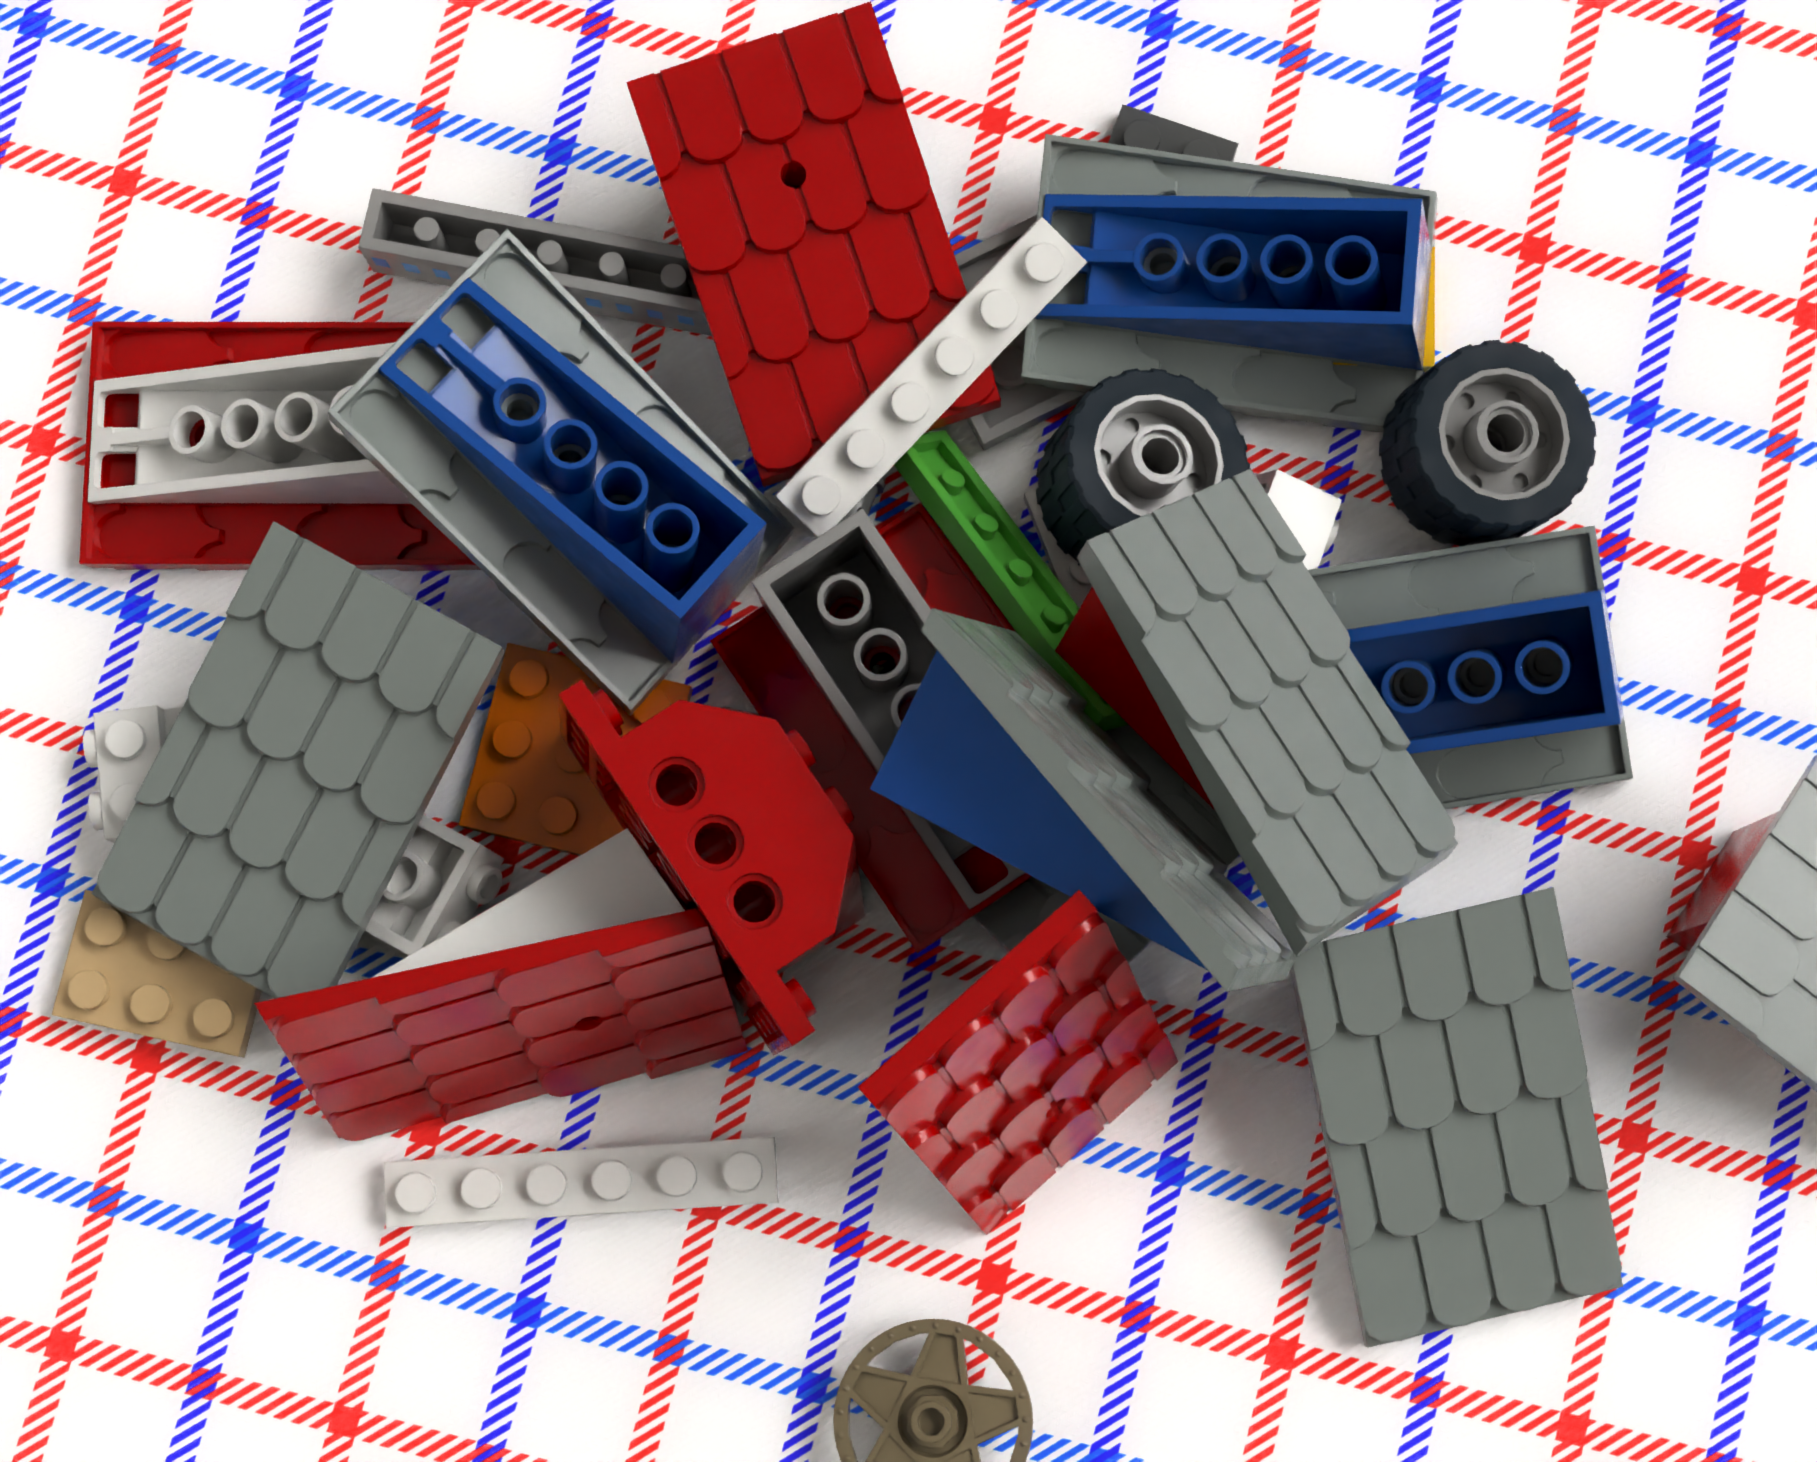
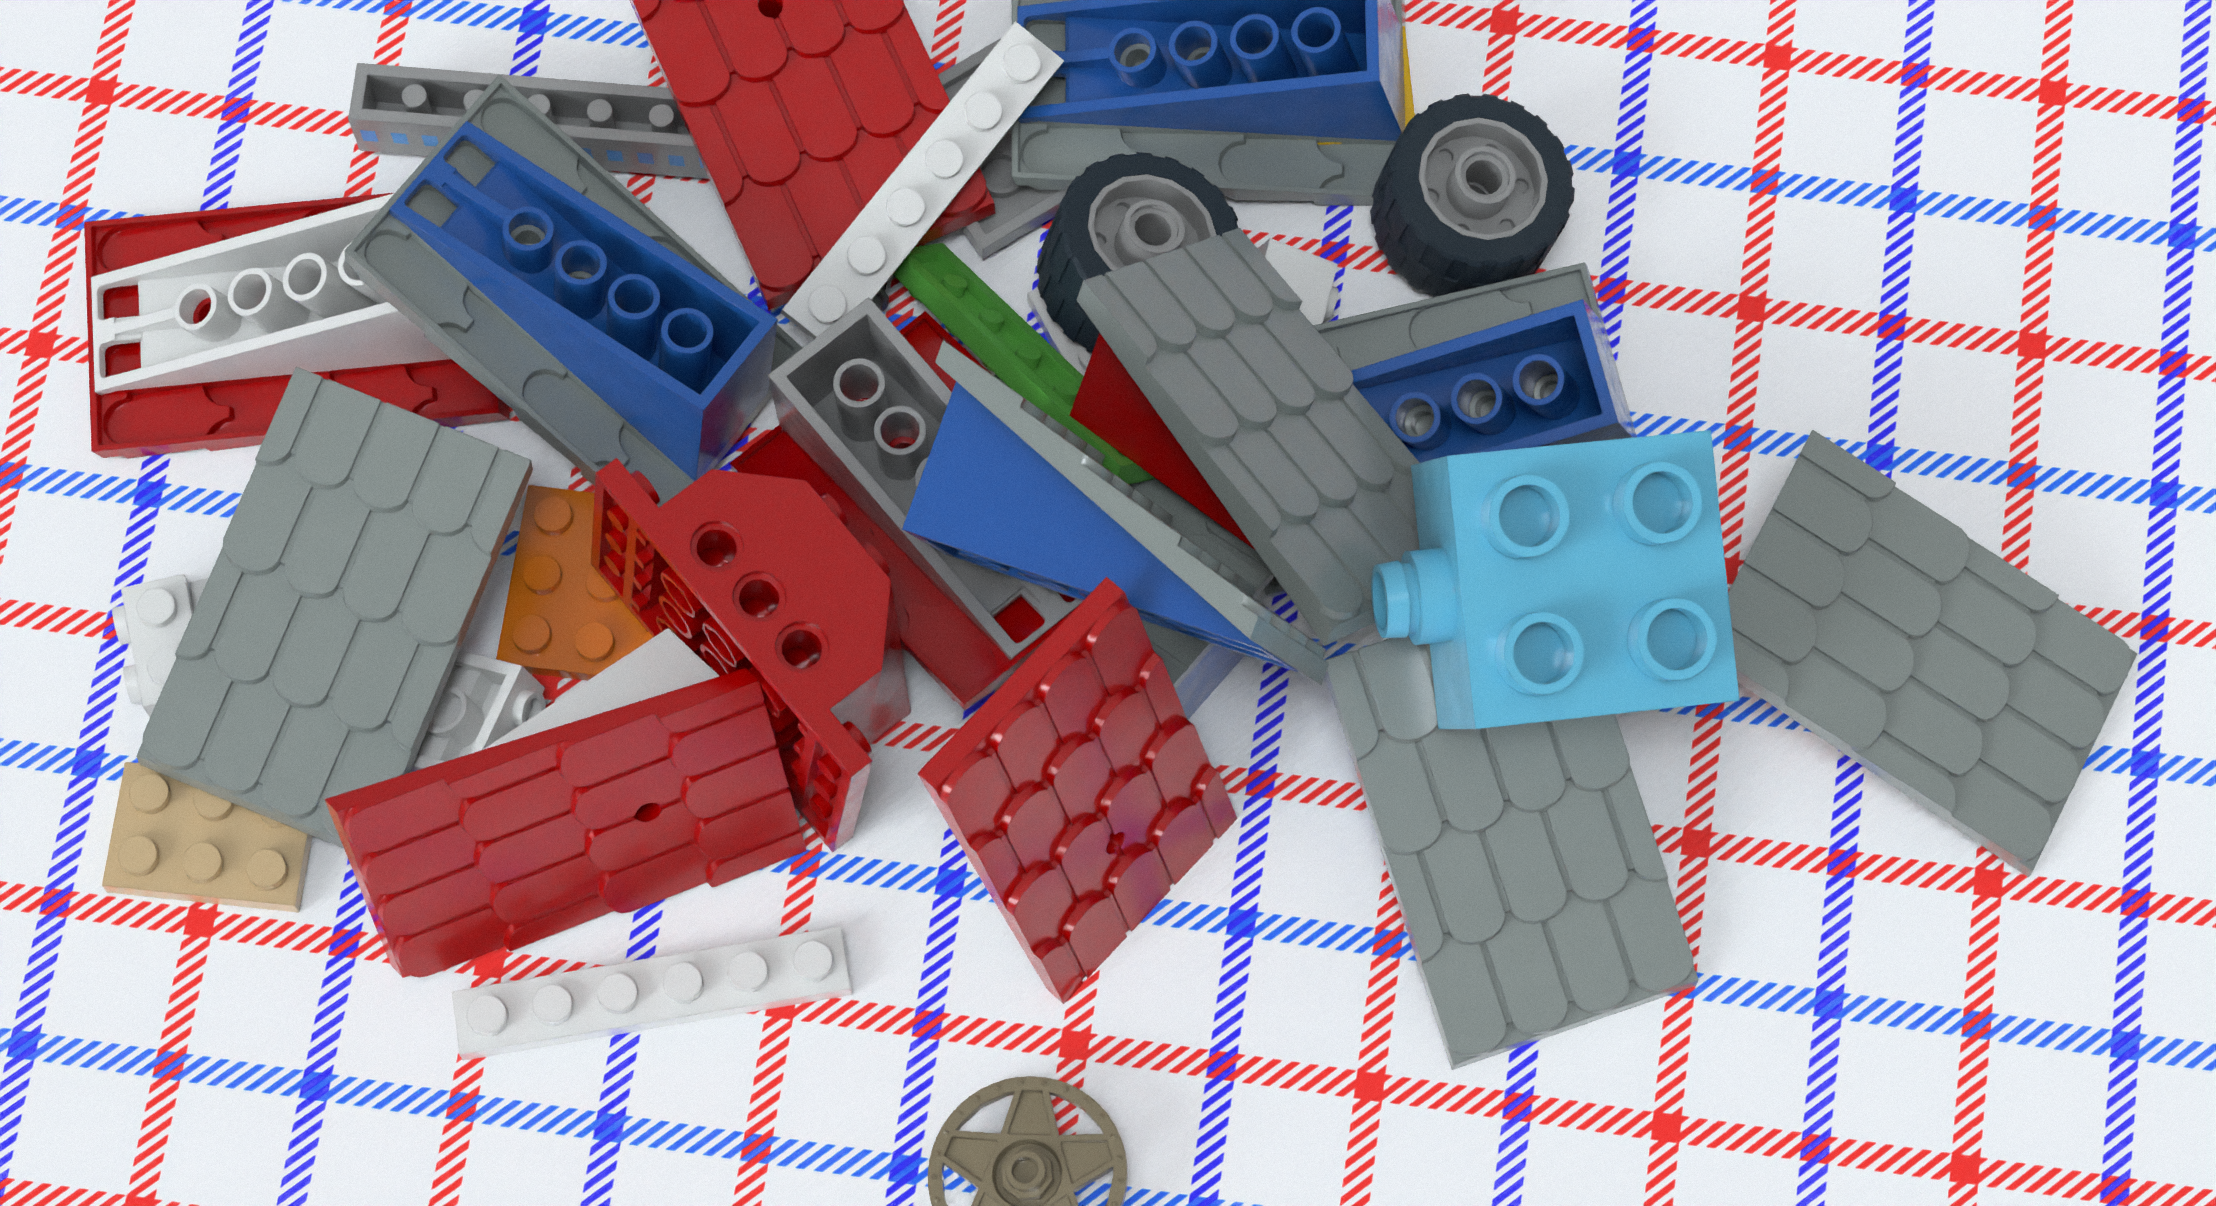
camera: 10 degrees left, 10 degrees down
(1558, 913) = (1566, 581): none -> medium azure brick

